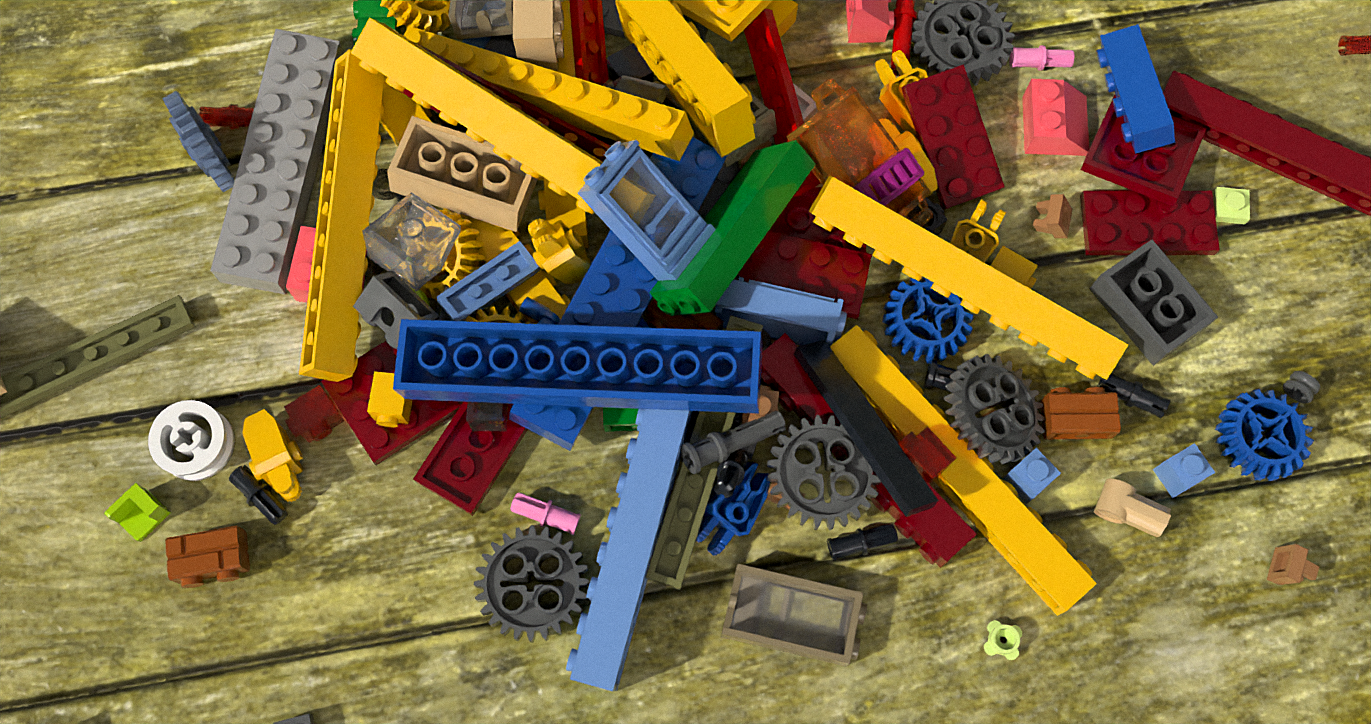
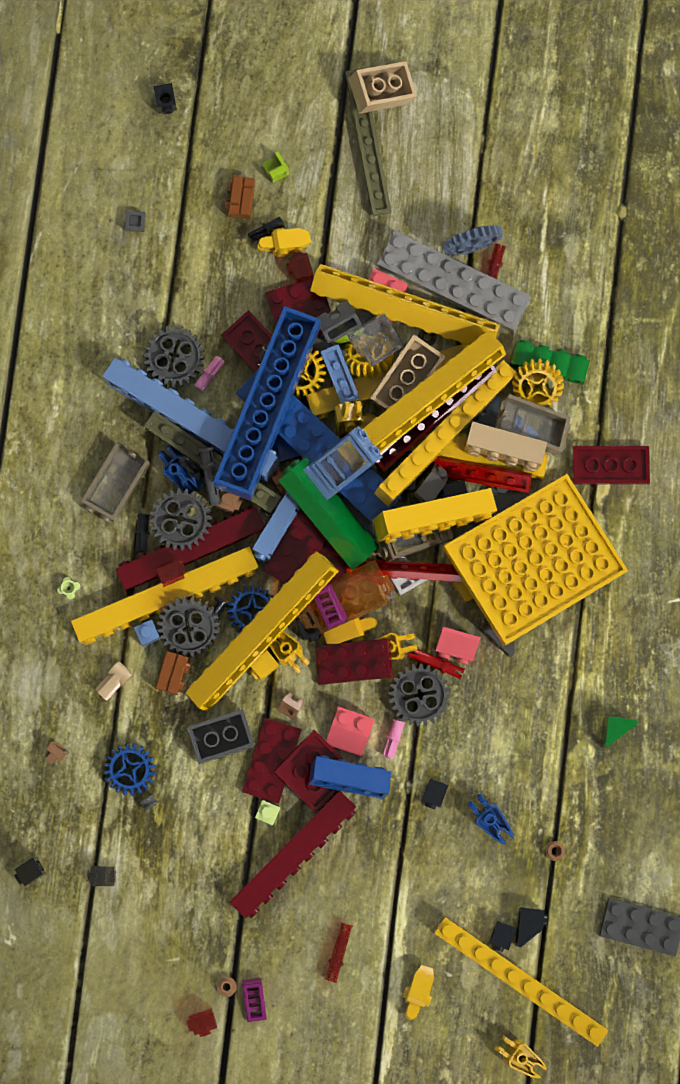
camera: 100 degrees right, 10 degrees up
(176, 427) = (294, 206): white wheel -> none
(386, 404) = (293, 303): yellow brick -> none
(538, 312) = (315, 399): blue arm -> none
(866, 428) = (196, 545): black tile -> none
(1135, 395) = (175, 709): black pin -> none
(1183, 470) = (124, 716): medium blue brick -> none

